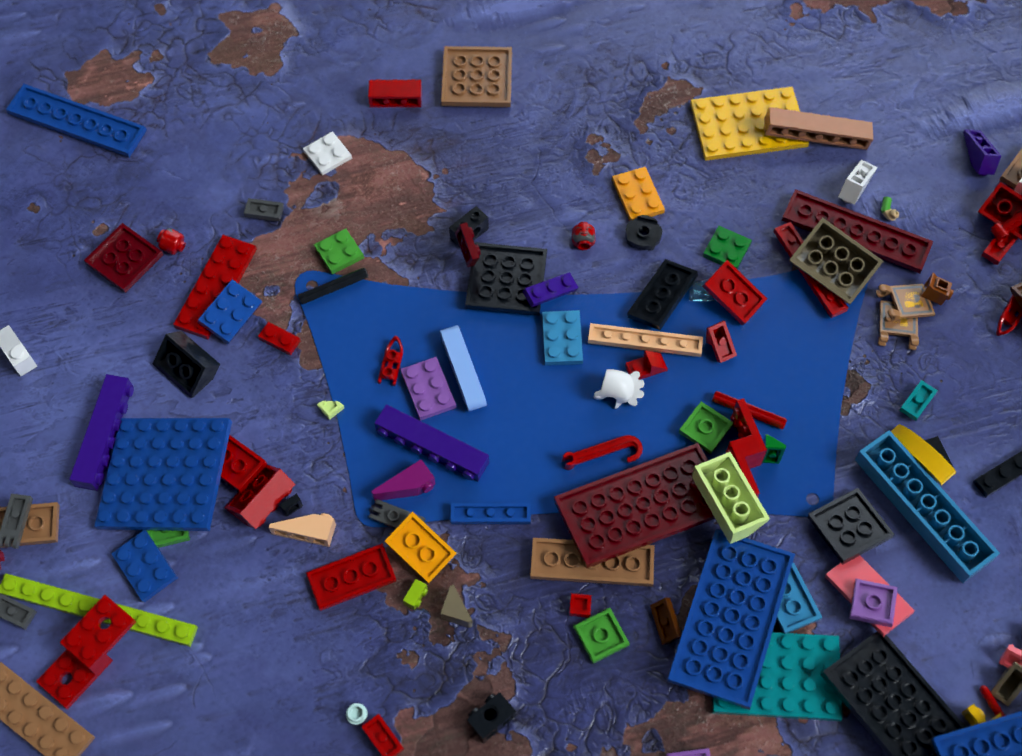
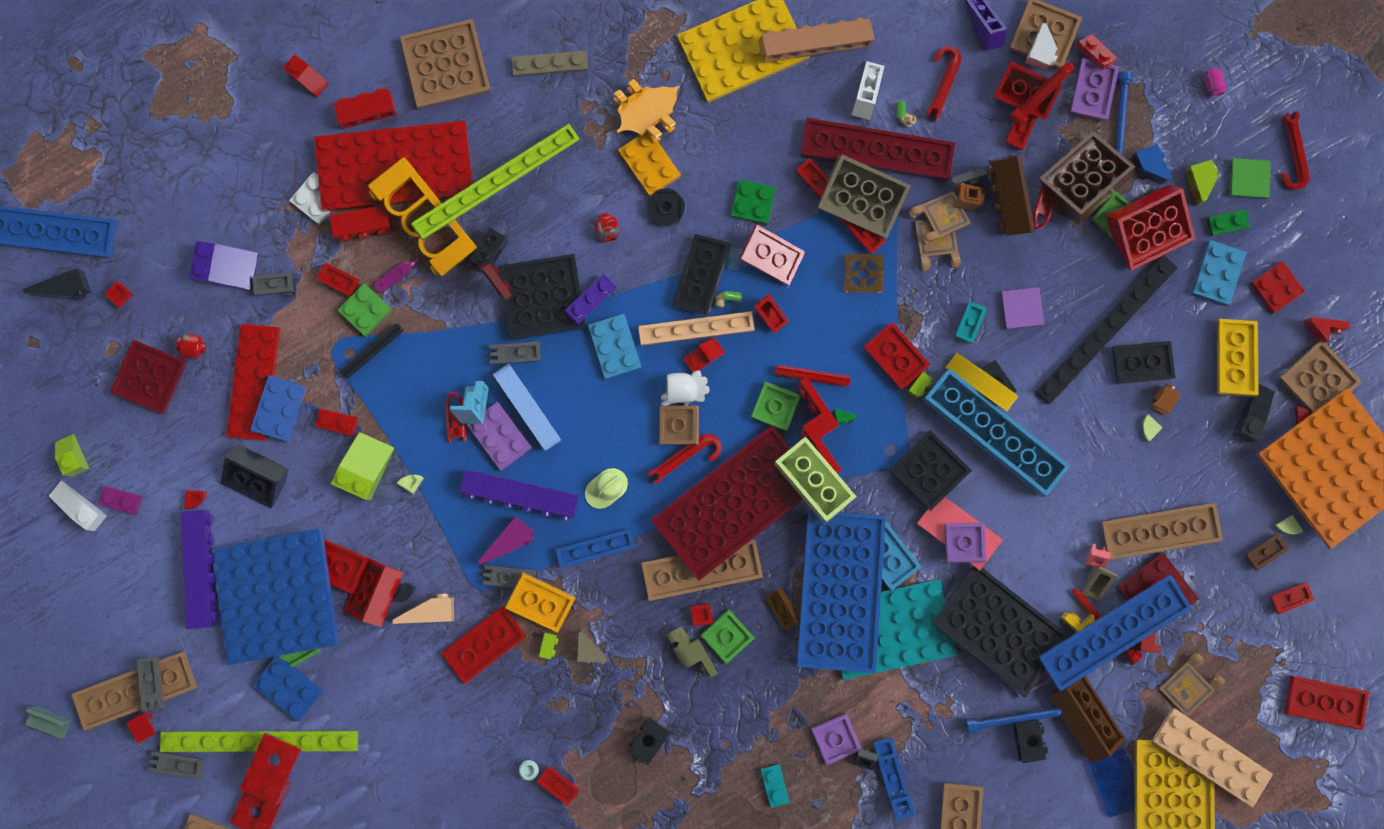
camera: 20 degrees left, 20 degrees up
(25, 307) = (70, 457): none -> lime slope
(55, 355) = (120, 500): none -> magenta plate
(77, 167) = (65, 286): none -> black slope
(124, 370) = (194, 498): none -> red tile
(125, 185) = (119, 294): none -> red plate
(224, 184) = (223, 265): none -> slope
(289, 382) = (363, 466): none -> lime slope
(323, 220) = (338, 279): none -> red plate
(351, 56) = (305, 75): none -> red slope
(360, 179) = (361, 223): none -> red brick
(375, 230) = (394, 276): none -> magenta piece
(403, 147) = (392, 181): none -> light orange fence
(405, 143) = (356, 159): none -> red plate
(410, 351) = (473, 404): none -> medium azure panel
(466, 319) = (515, 353): none -> dark grey hinge
(491, 170) = (495, 182): none -> lime plate
(517, 461) = (606, 488): none -> yellowish green piece
(559, 638) = (690, 652): none -> olive plate
(569, 97) = (549, 63): none -> dark tan plate
(605, 419) = (679, 425): none -> medium nougat plate
(645, 149) = (646, 109): none -> light orange animal
(679, 319) = (726, 295): none -> arm
(830, 347) = (877, 260): none -> clear orange piece
(837, 412) = (896, 356): none -> red plate
(856, 444) = (919, 385): none -> lime piece
(933, 193) = (947, 80): none -> red piece
(949, 273) = (970, 177): none -> dark grey hinge
(973, 401) = (1022, 308): none -> medium lavender tile
(980, 292) = (1011, 195): none -> reddish brown slope

